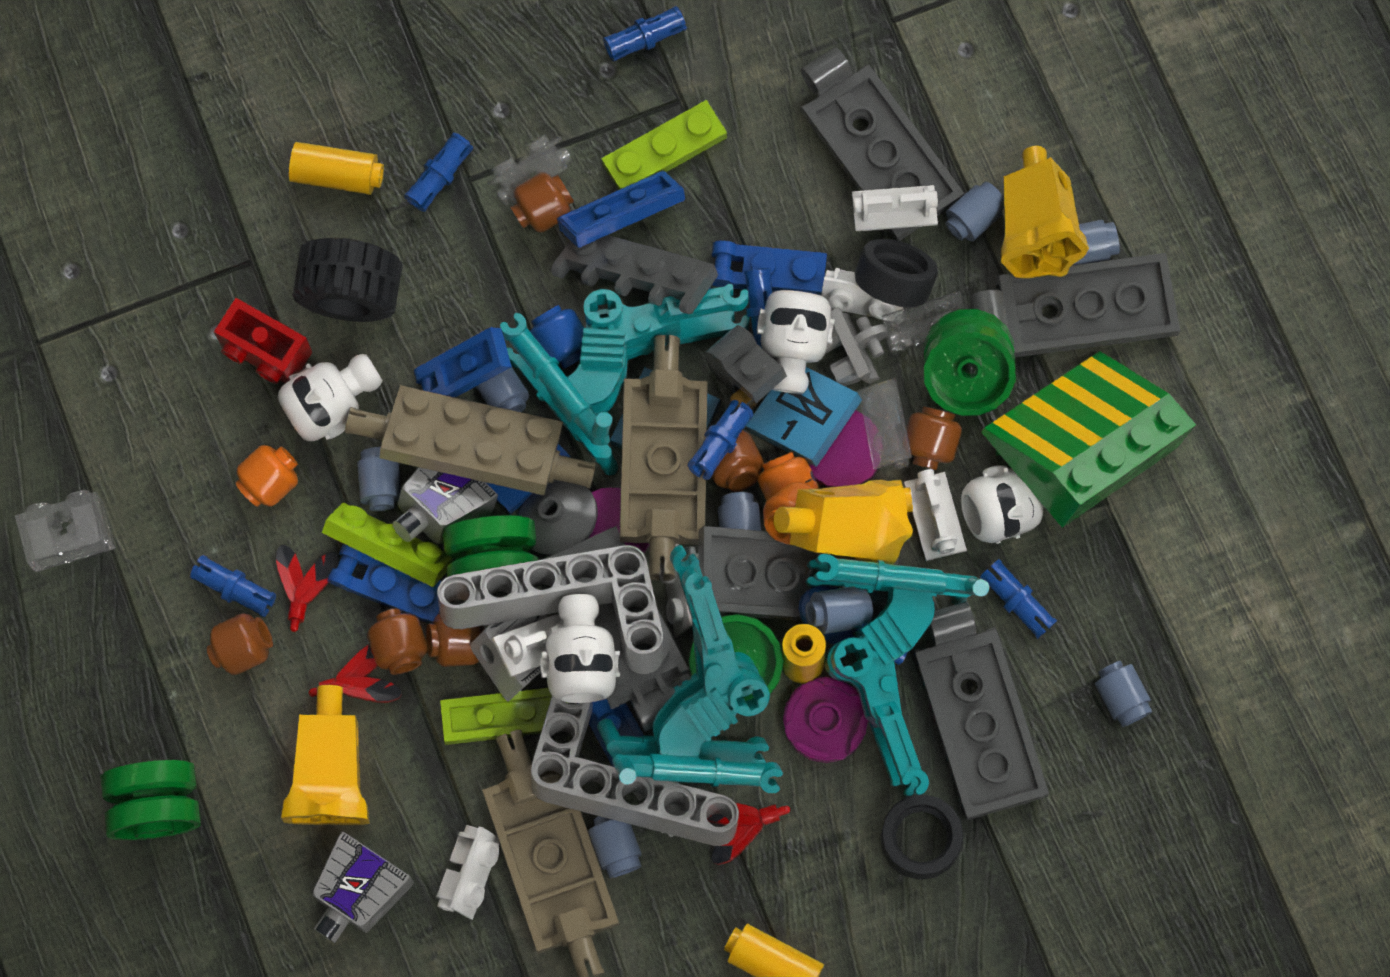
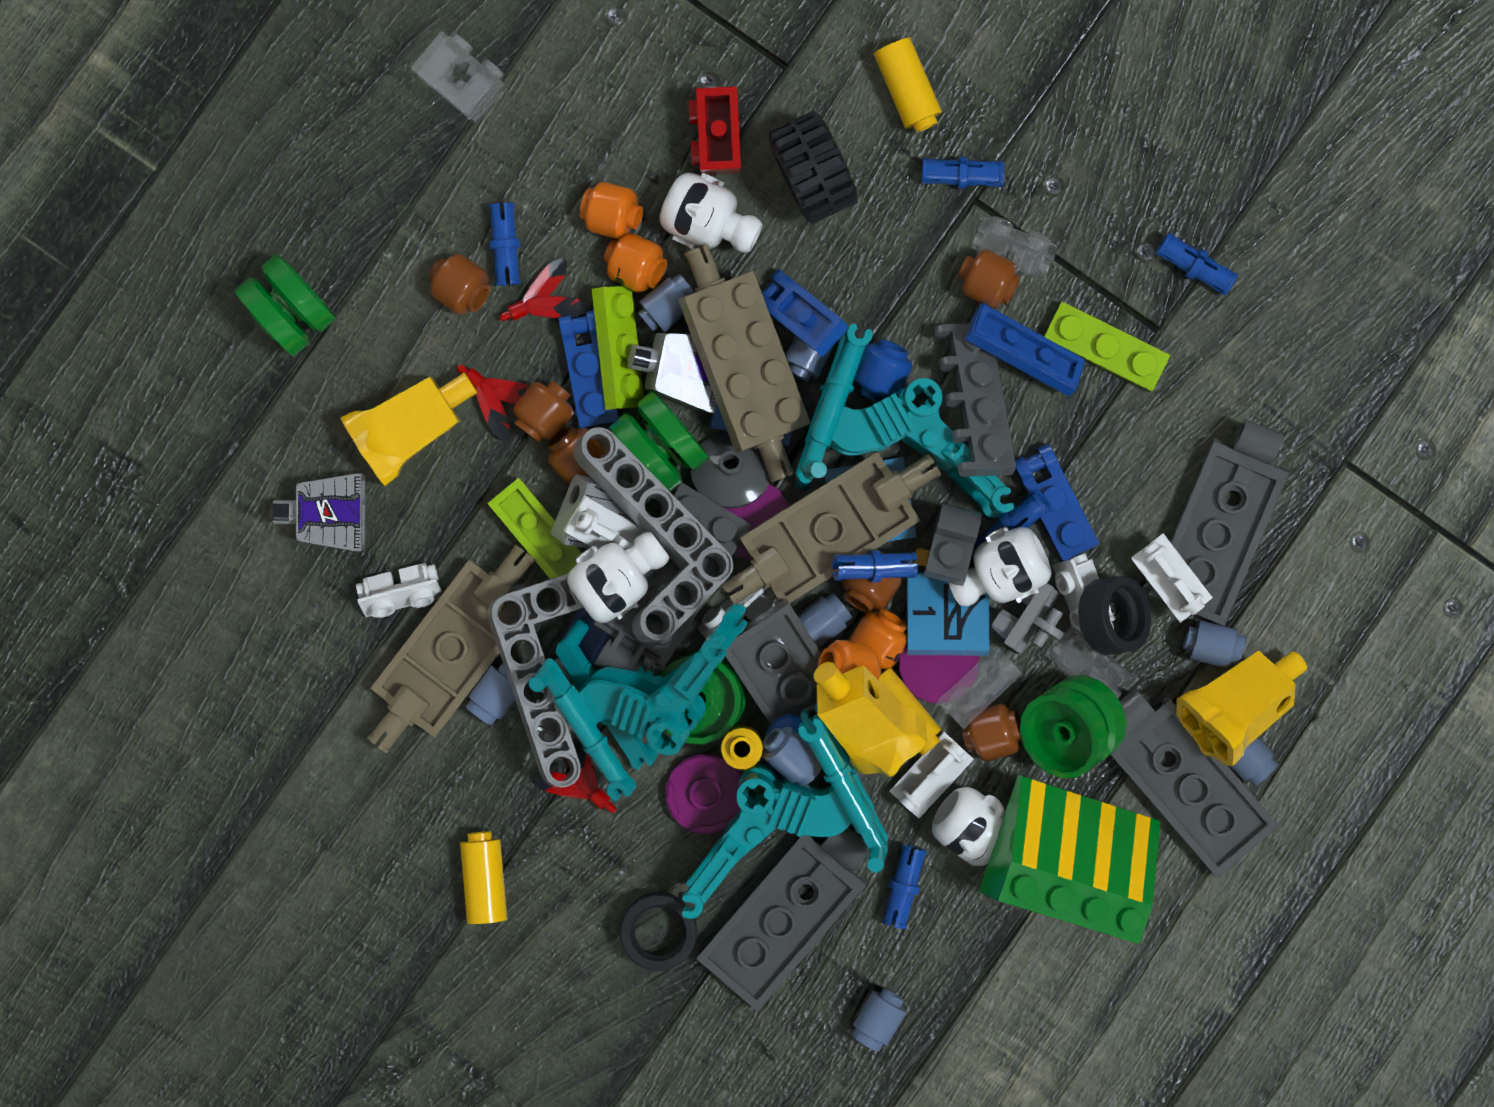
camera: 60 degrees right, 15 degrees up
(325, 483) = (635, 262): none -> orange head

